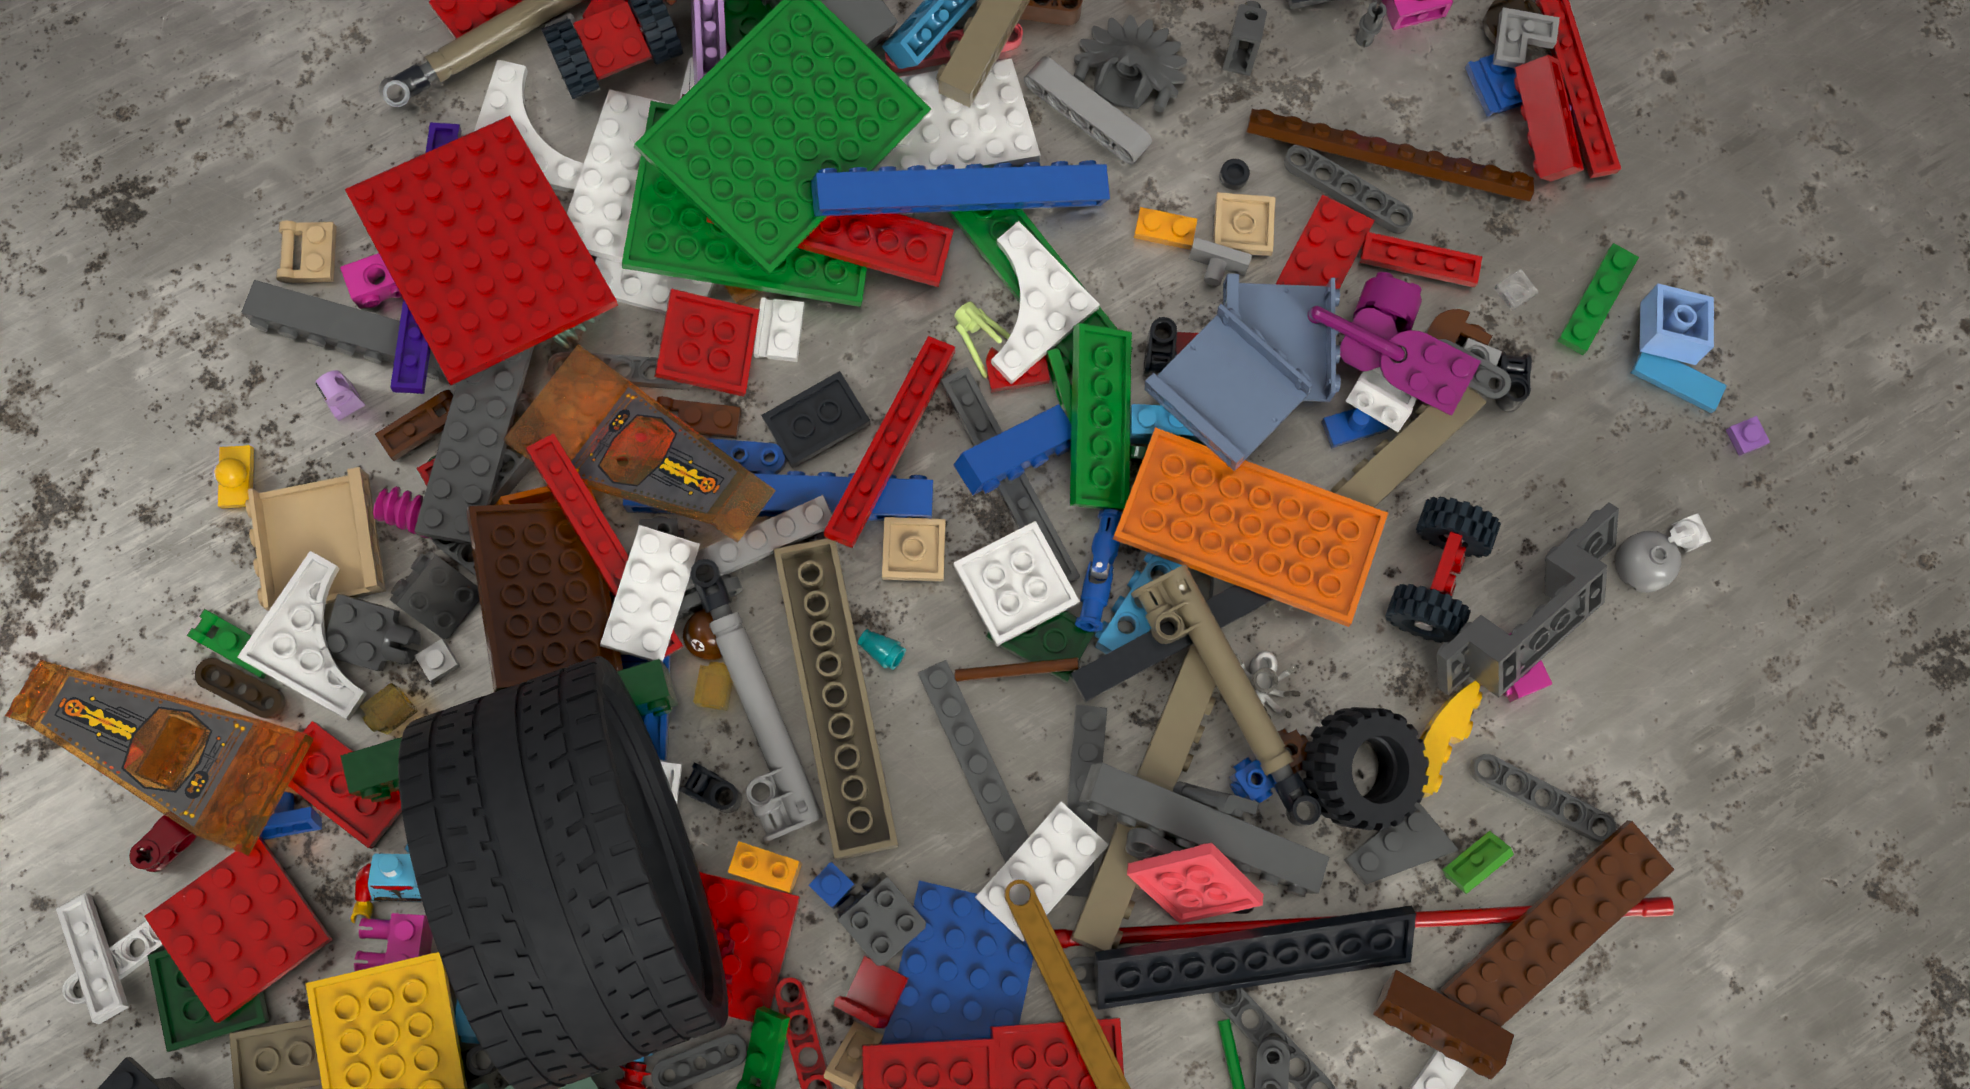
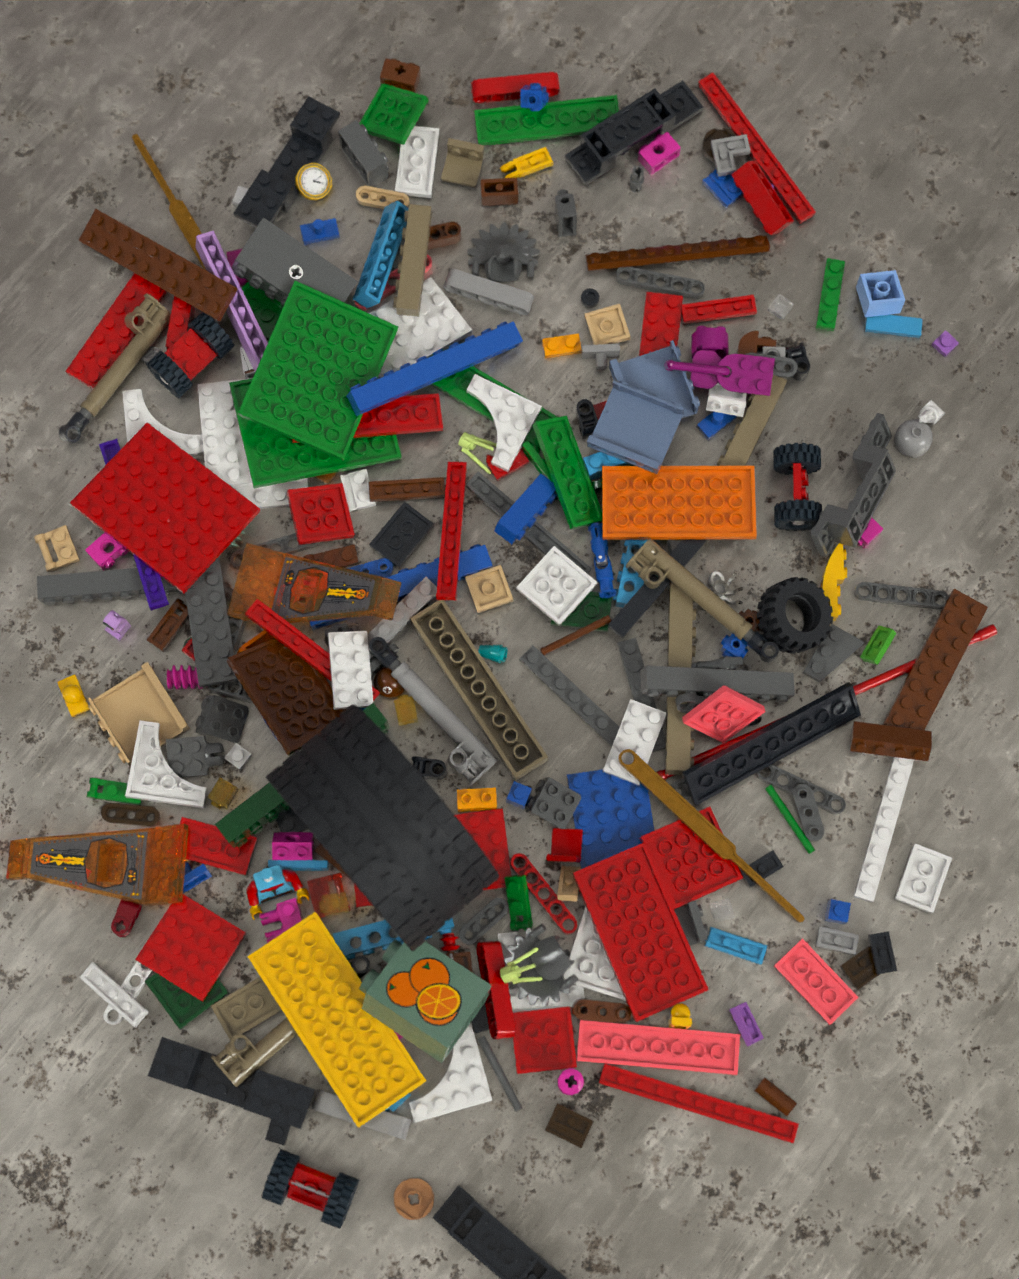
camera: 15 degrees left, 0 degrees up
(850, 354) = (406, 489): none -> reddish brown plate

